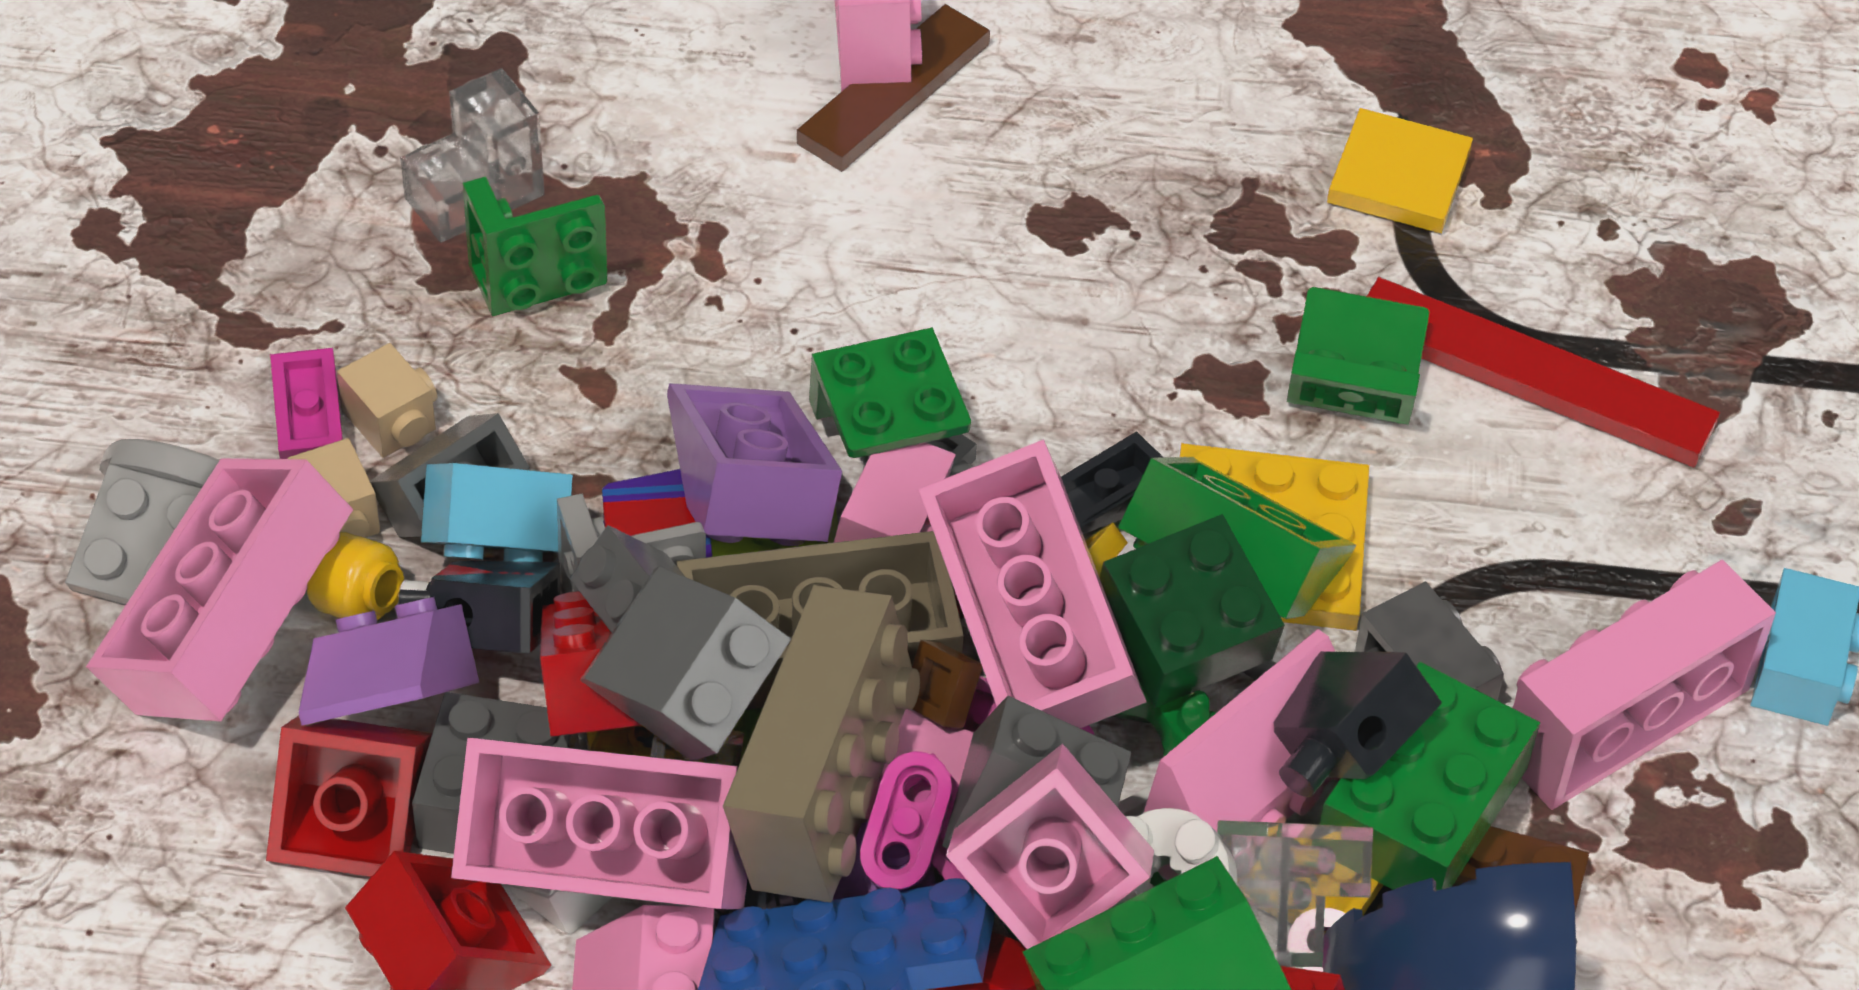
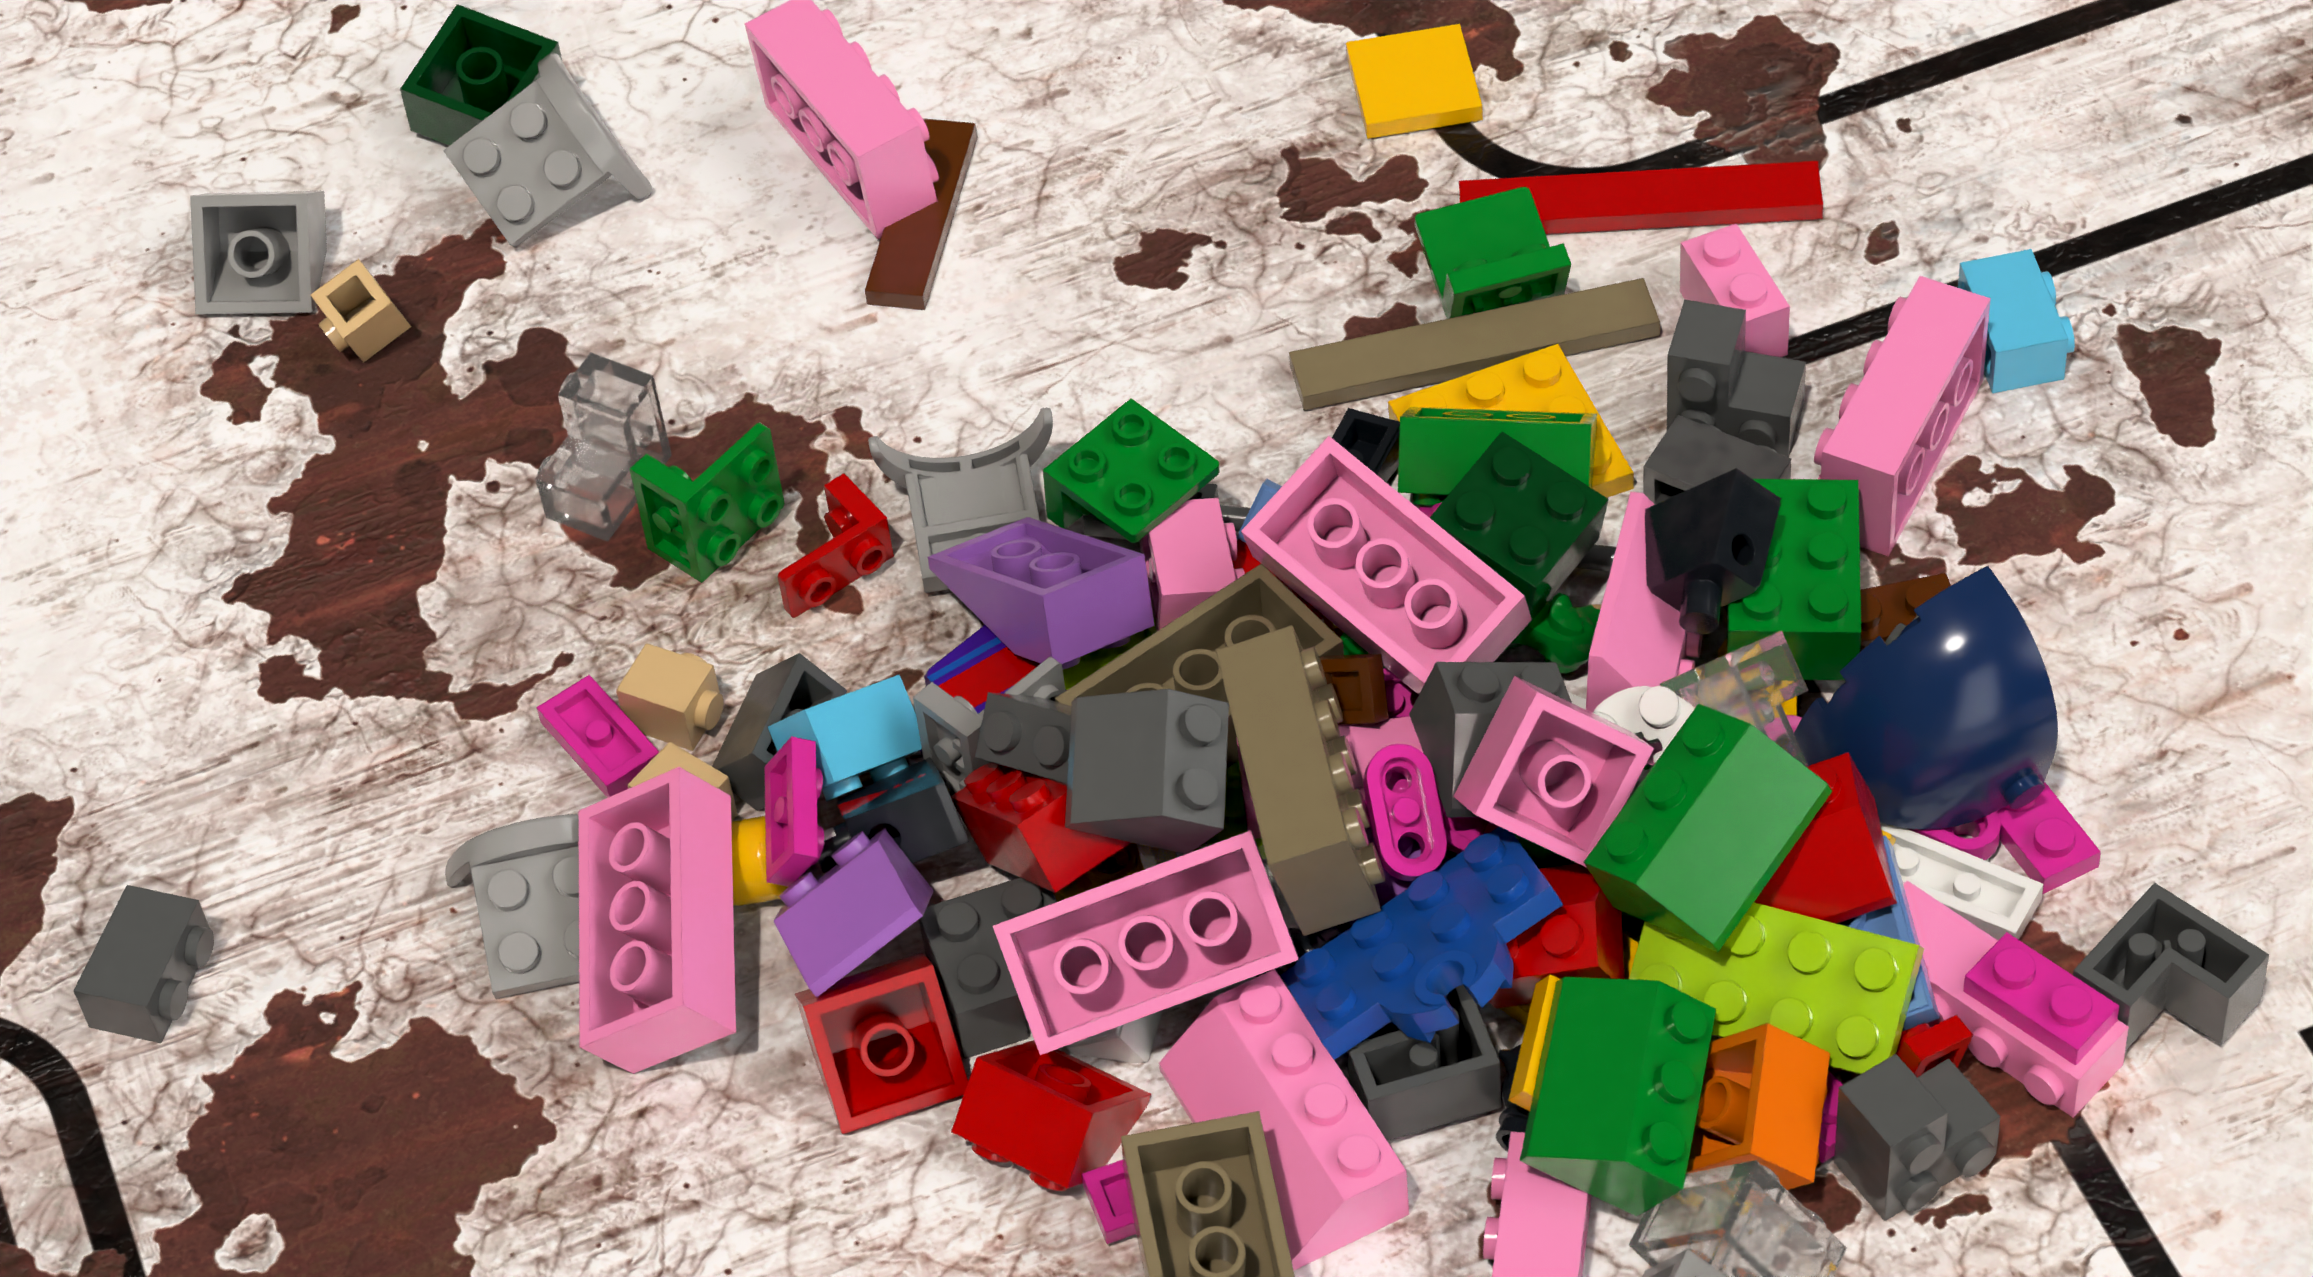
camera: 20 degrees left, 0 degrees up
(408, 530) = (791, 812): none -> dark pink plate
(615, 352) = (857, 549): none -> red bracket
(755, 345) = (968, 493): none -> light grey piece
(1296, 427) = (1471, 343): none -> dark tan tile
(1491, 580) = (1730, 388): none -> dark grey brick
(1555, 501) = (1728, 273): none -> bright pink brick

